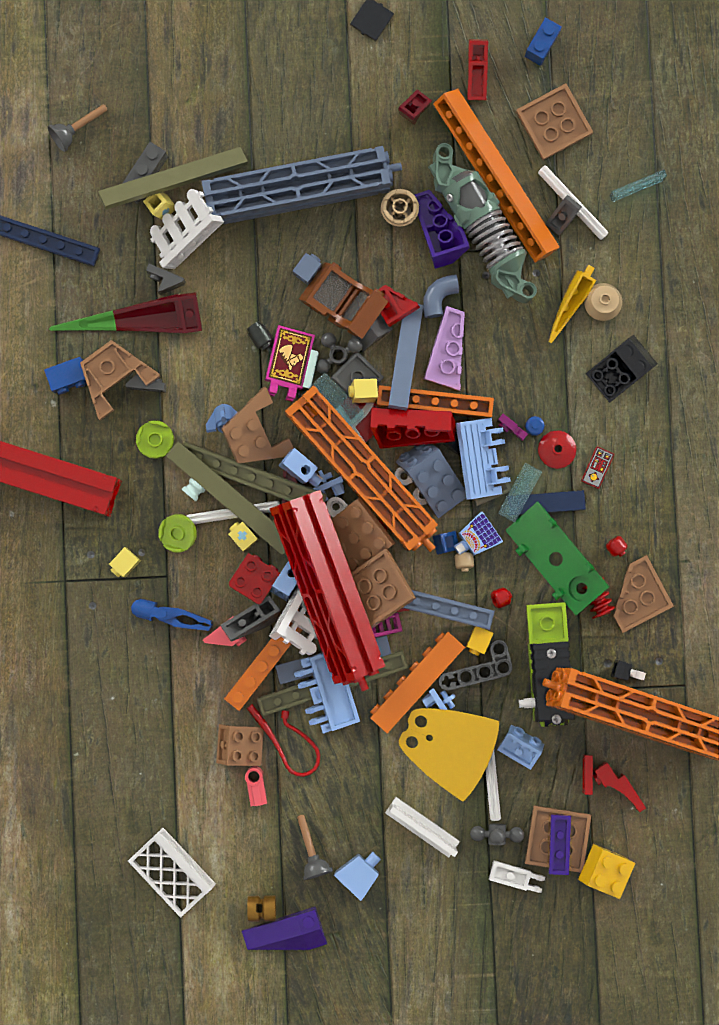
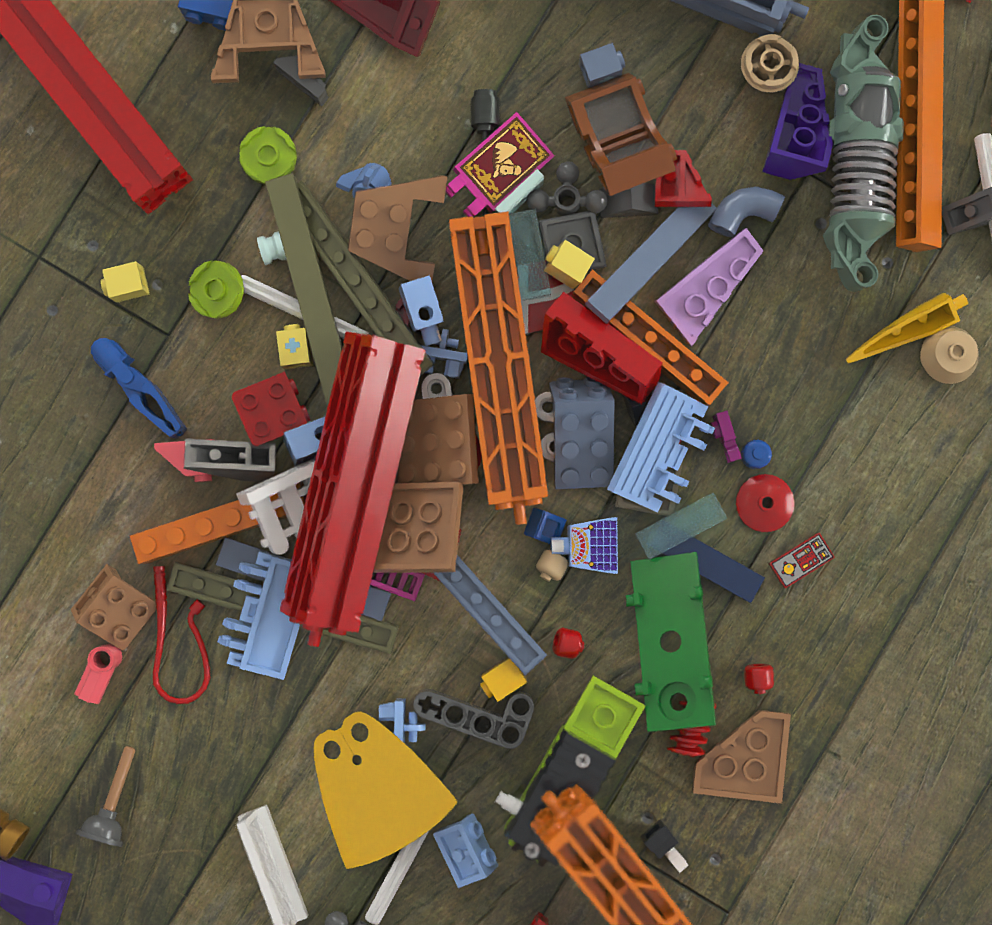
camera: 40 degrees right, 0 degrees up
(359, 874) = (151, 872): light blue torso -> none
(417, 681) = (388, 679): orange brick -> none
(621, 368) = (917, 454): black slope -> none

